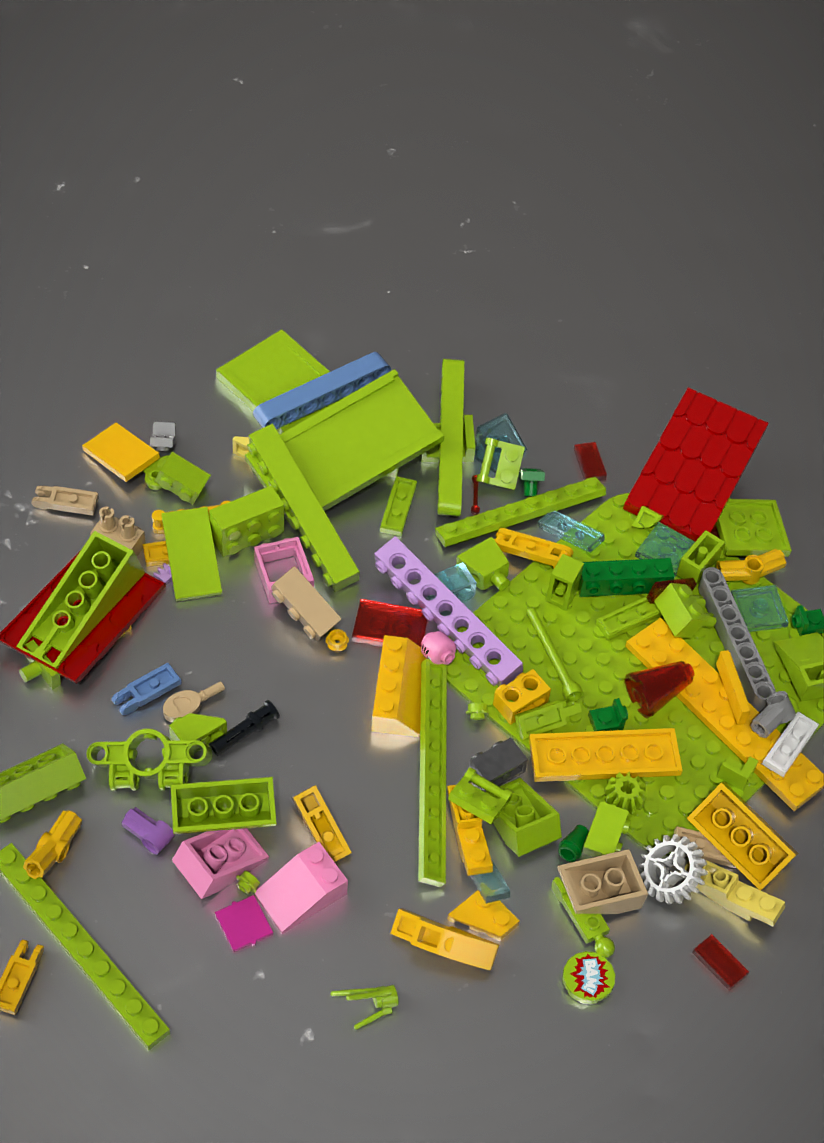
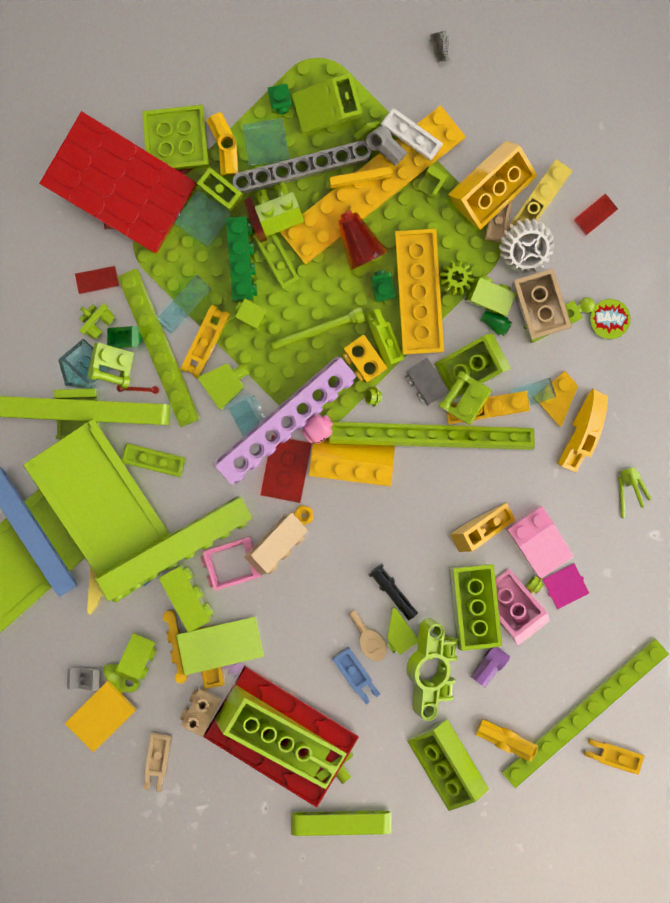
camera: 85 degrees left, 35 degrees up
(548, 454) = (90, 327): none -> lime hips
(647, 518) = (172, 233): lime tile -> none

